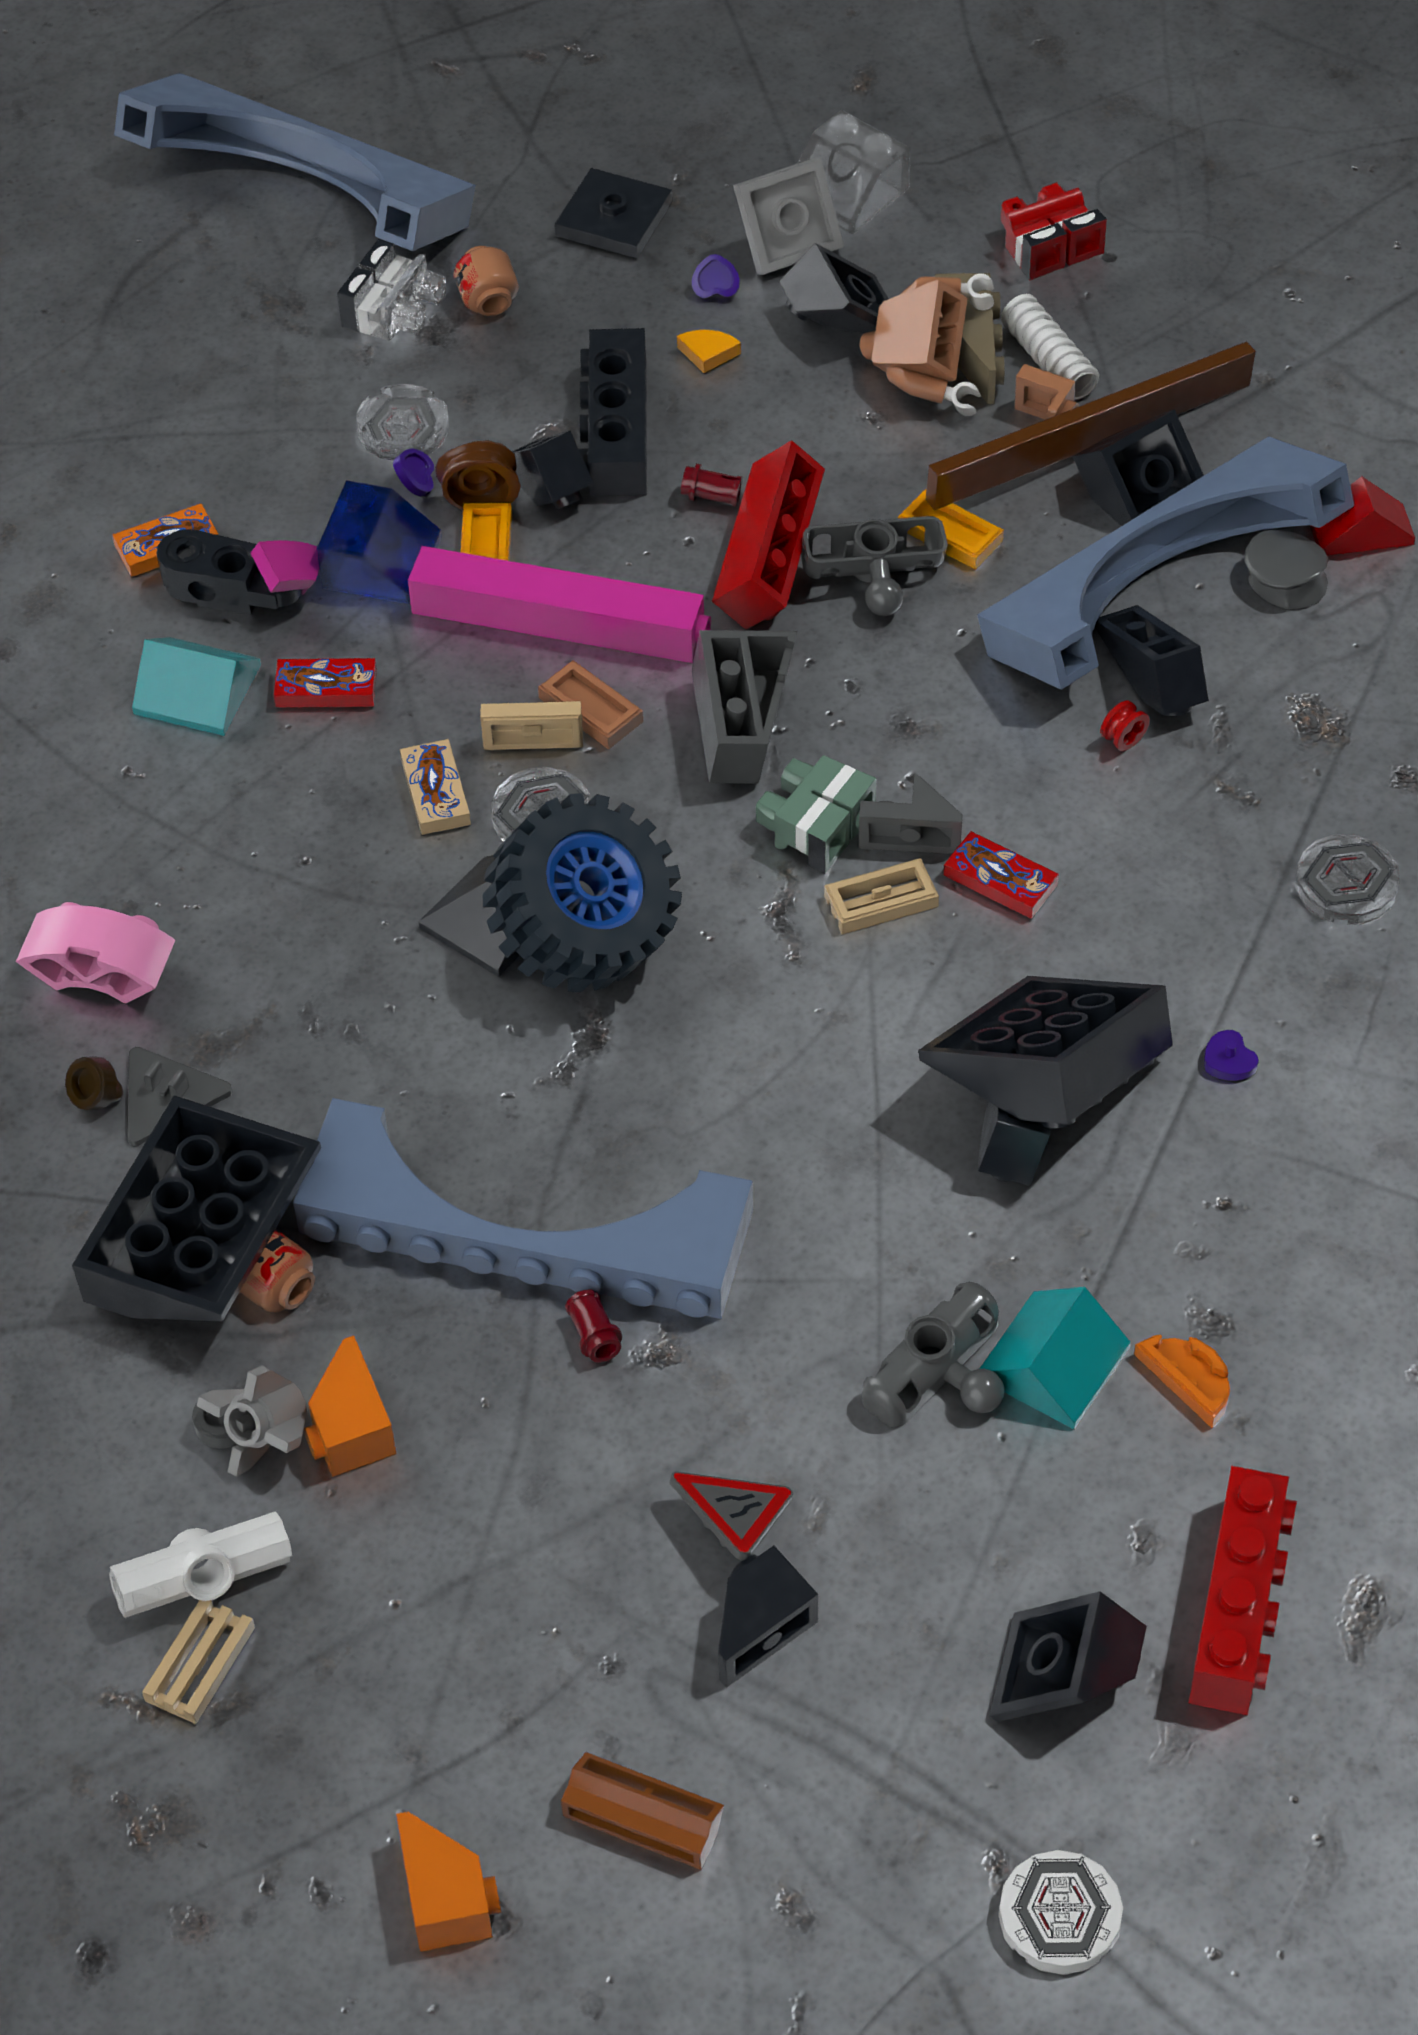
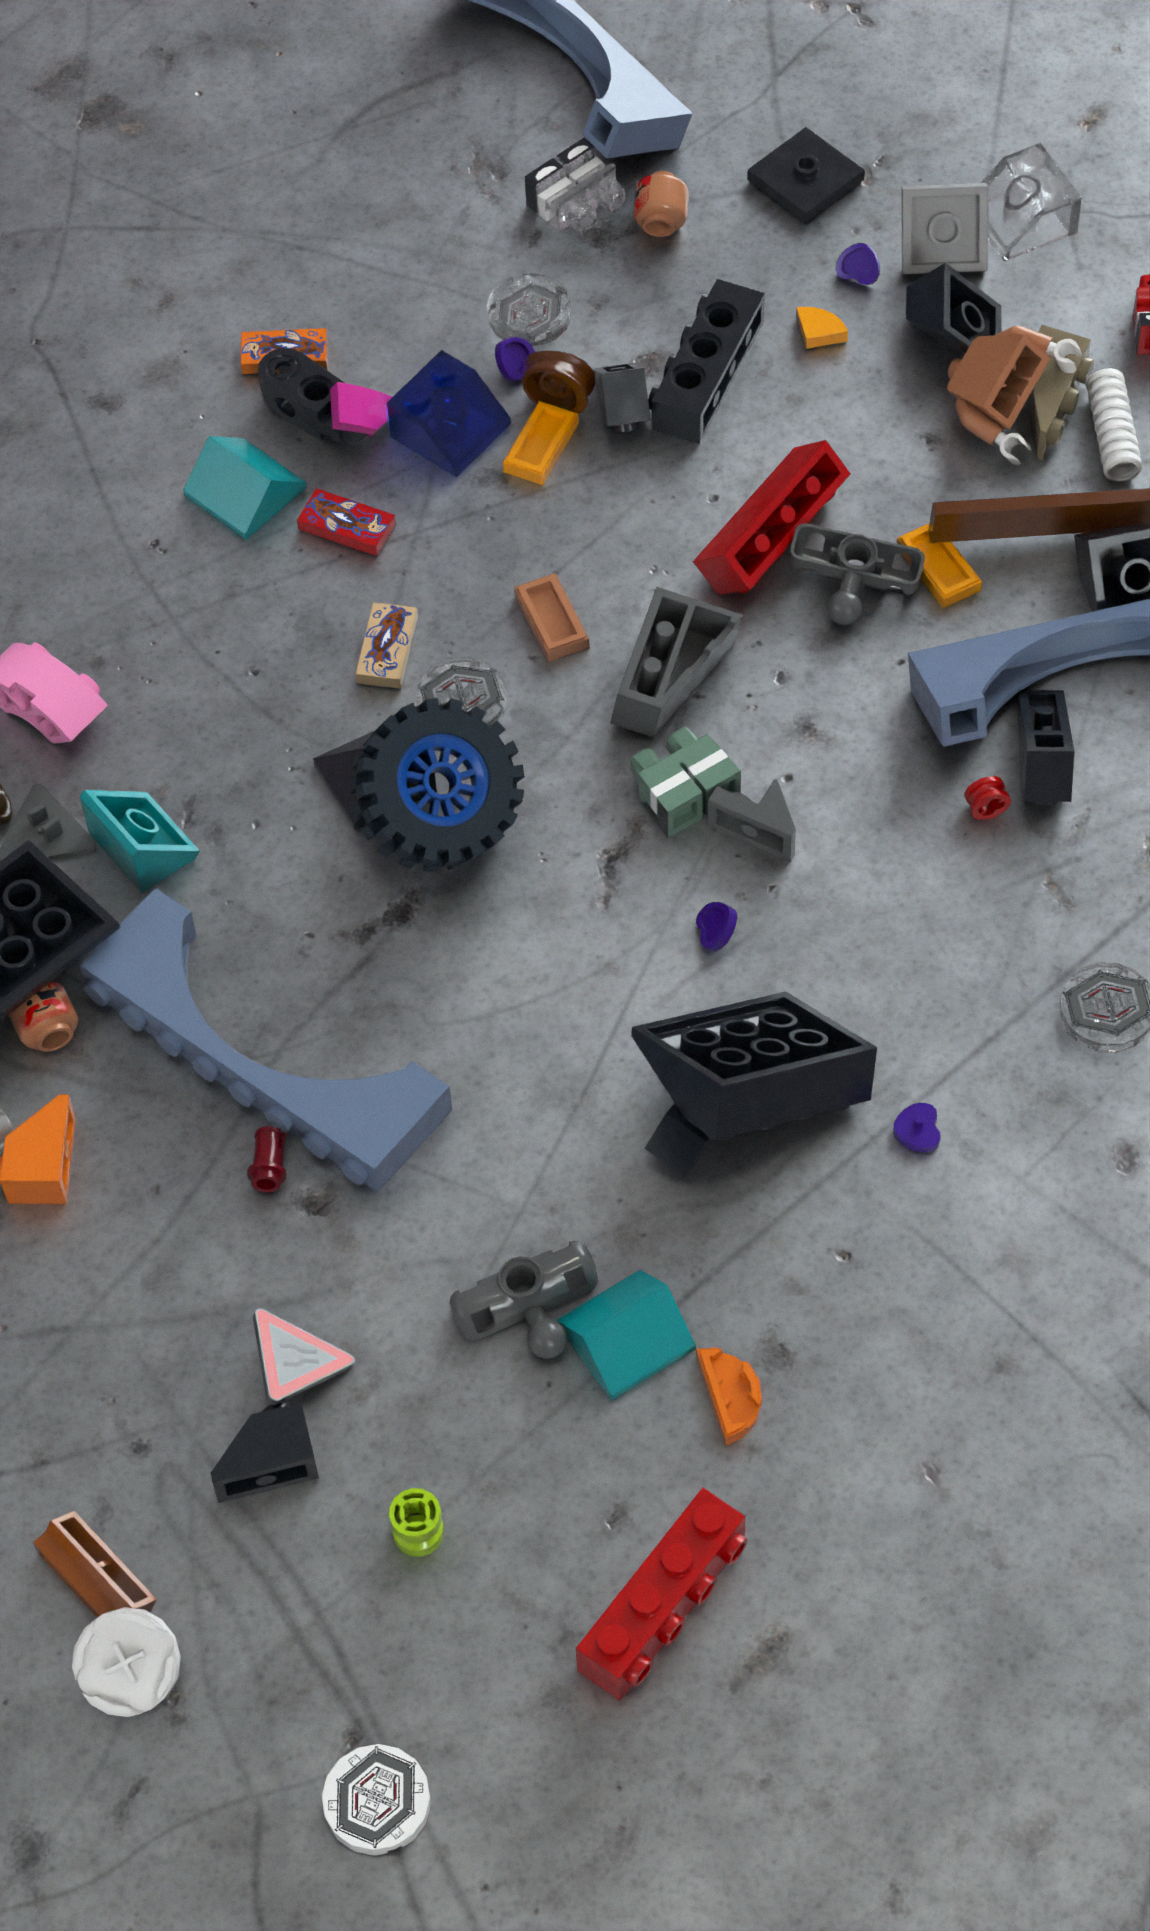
camera: 25 degrees right, 5 degrees up
(273, 1061) = (136, 835): none -> teal slope
(531, 725) = (489, 620): tan tile -> none
(557, 604) = (565, 518): dark pink brick -> none
(711, 485) = (752, 454): dark red pin -> none
(728, 1880) = (126, 1662): none -> white tile
(884, 902) = (701, 881): tan tile -> none
(926, 935) = (716, 925): none -> dark purple piece
(951, 1634) = (418, 1533): none -> lime wheel
(1001, 874) = (811, 893): tile -> none
(1043, 393) = (1083, 466): nougat bracket -> none
(1066, 1655) = (491, 1592): black slope -> none

